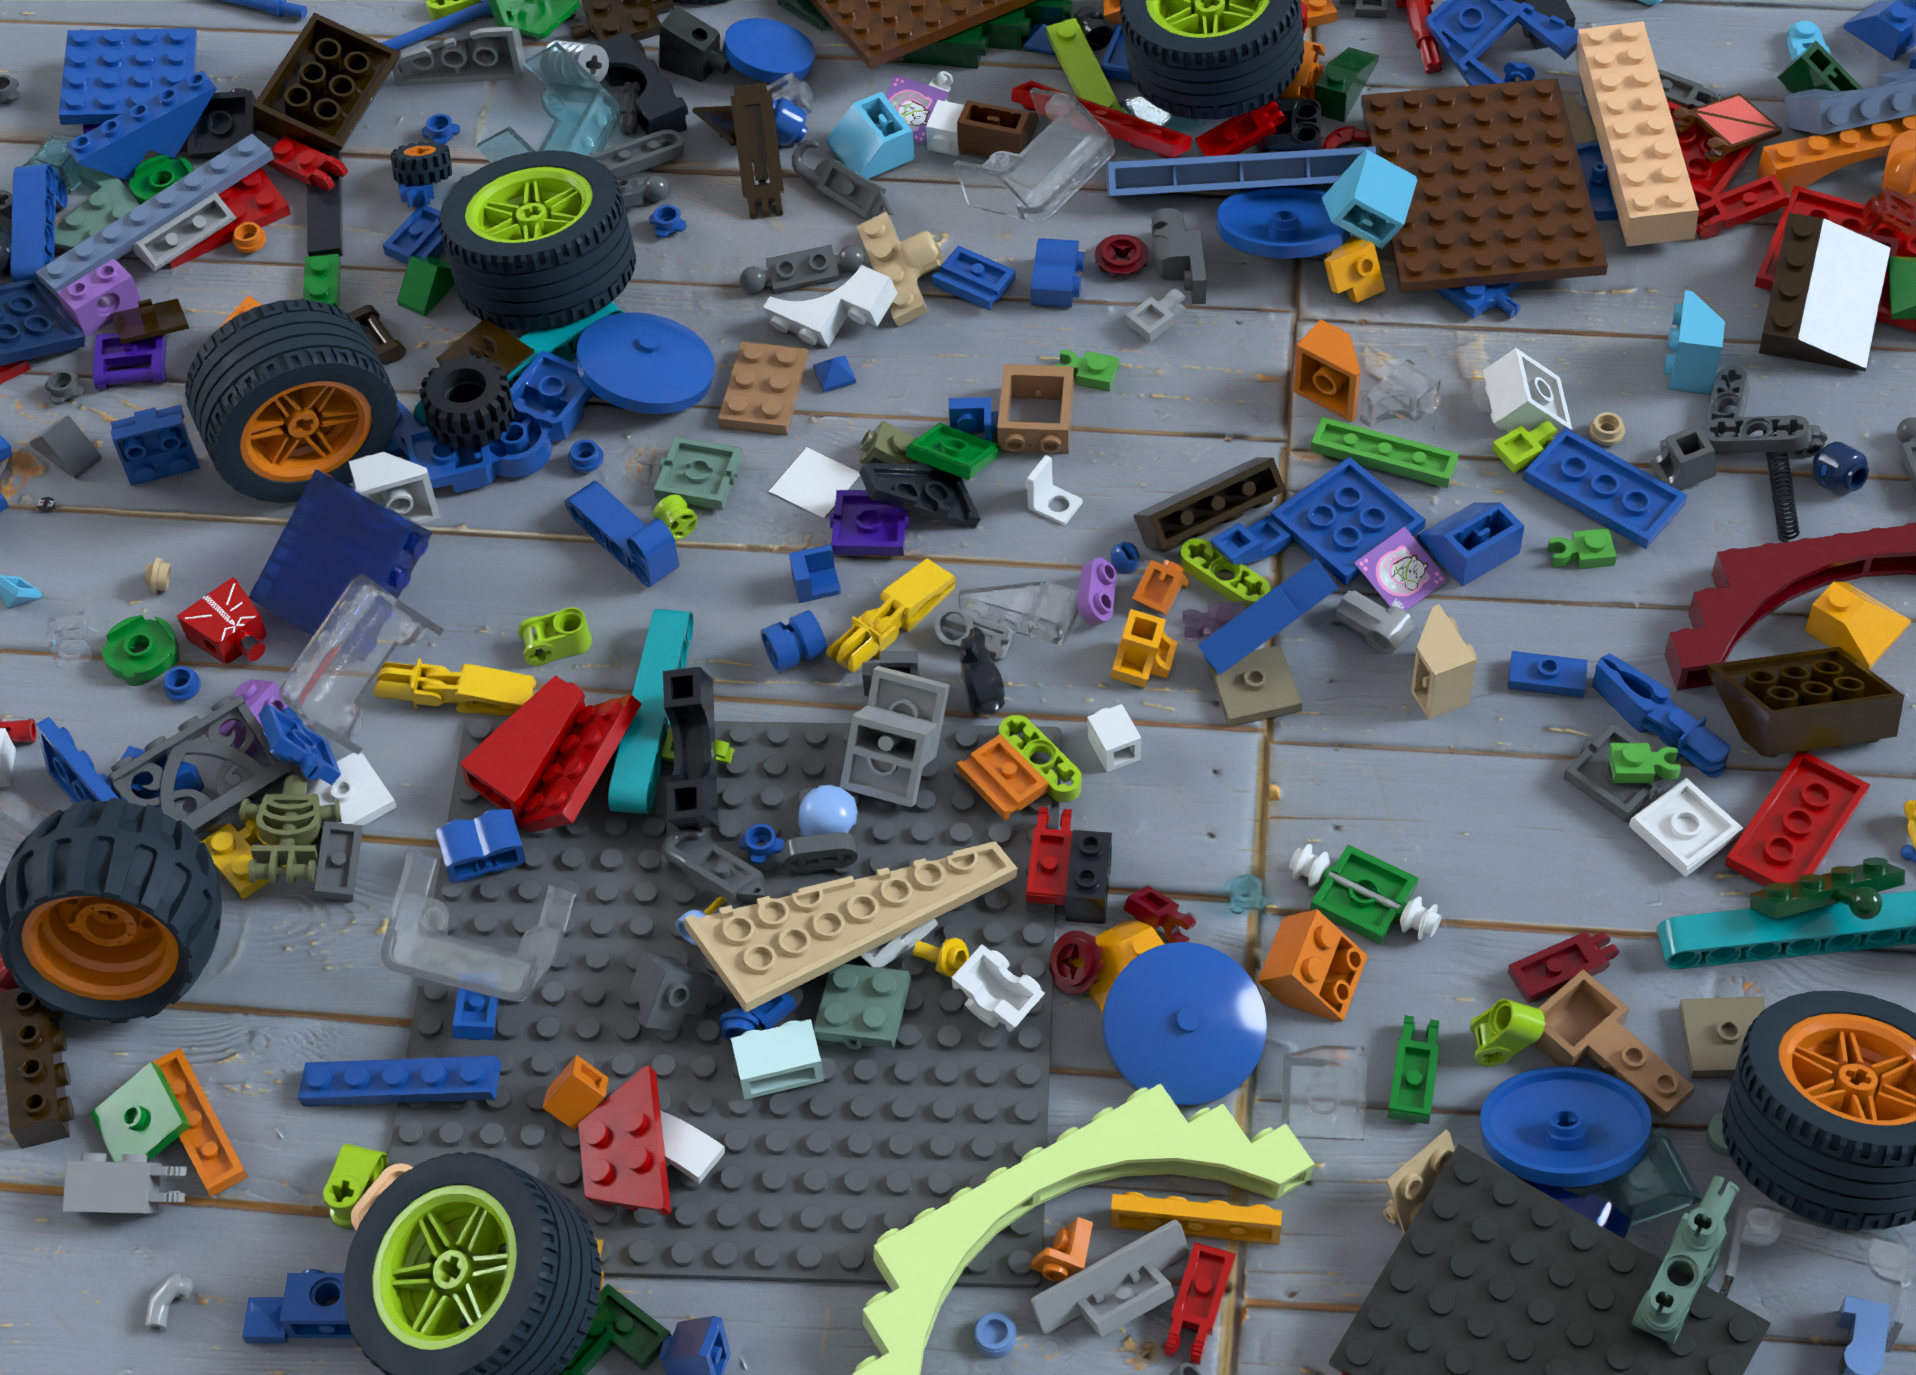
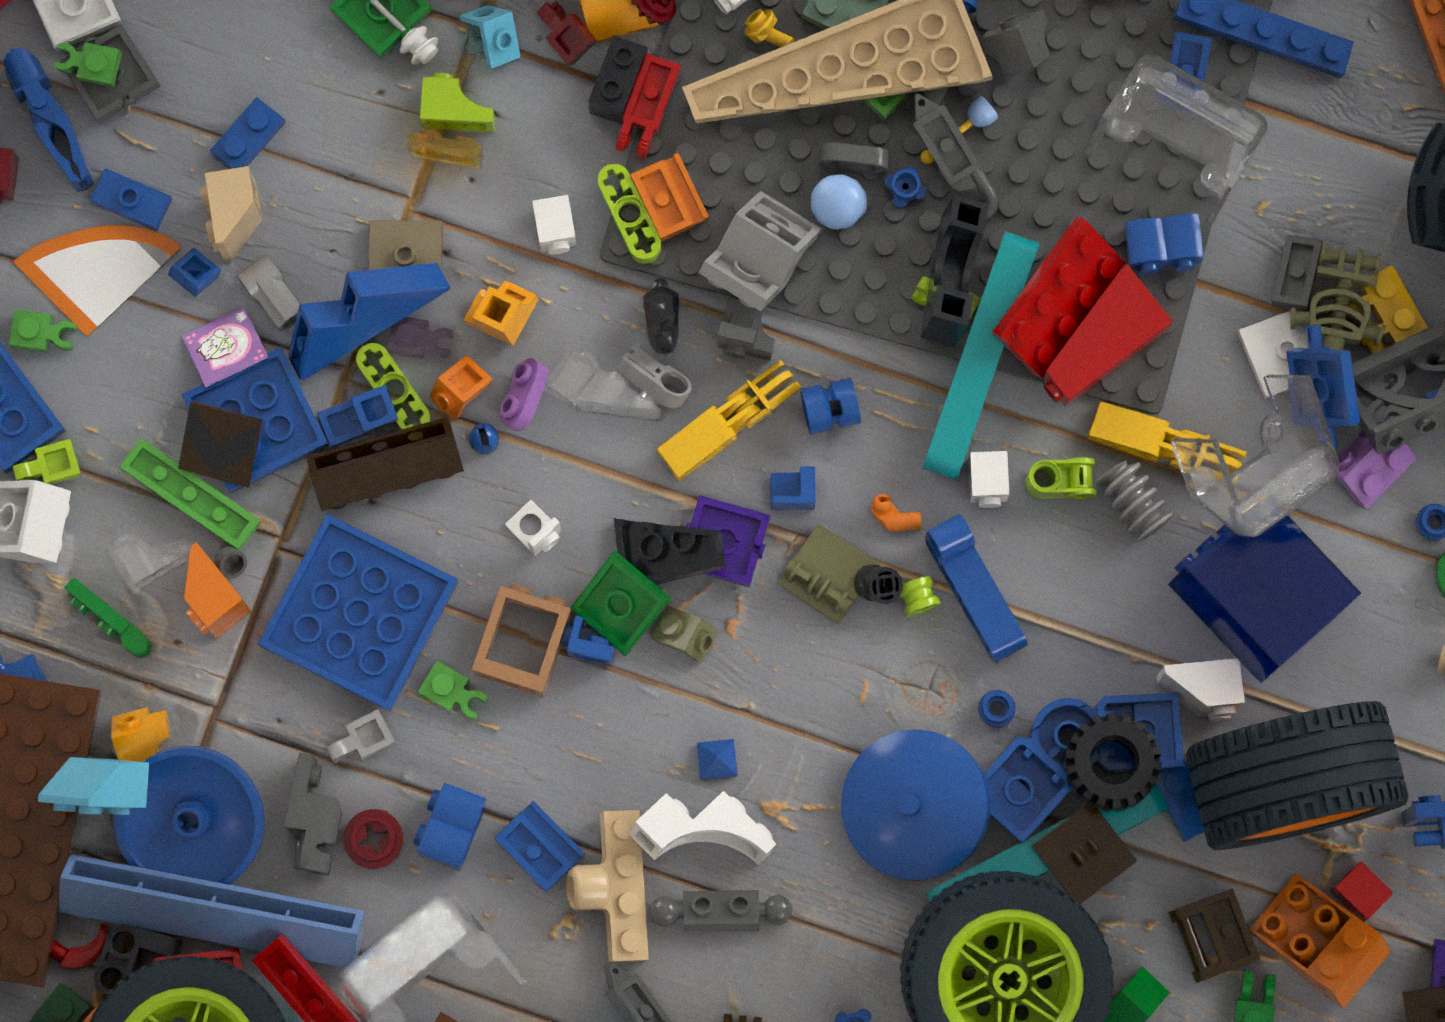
camera: 170 degrees left, 25 degrees up
(225, 624) = (1384, 576): red torso -> none
(478, 630) = (1135, 499): none -> light grey piece
(626, 621) = (988, 478): none -> white brick
(699, 472) = (884, 651): sand green plate -> none
(713, 577) = (891, 517): none -> orange arm
(716, 515) = (870, 580): none -> black wheel
(763, 388) = (795, 757): medium nougat plate -> none
(765, 521) = (825, 573): none -> olive hinge
(813, 482) = (767, 621): white sticker -> none
(1193, 401) = (358, 612): none -> blue plate
(1231, 888) = (497, 34): none -> medium azure bracket
(1247, 777) = (432, 146): none -> clear yellow plate
(1254, 814) = (449, 109): none -> lime arch
(1326, 408) = (227, 570): none -> dark grey hinge
(1369, 473) = (220, 444): none -> dark brown piece
(1424, 350) = (110, 620): none -> green hinge
(1455, 754) = (248, 135): none -> blue plate
(1465, 617) = (194, 272): none -> blue tile
(1474, 540) = (146, 359): blue slope -> none
(1556, 614) = (95, 269): none -> sticker

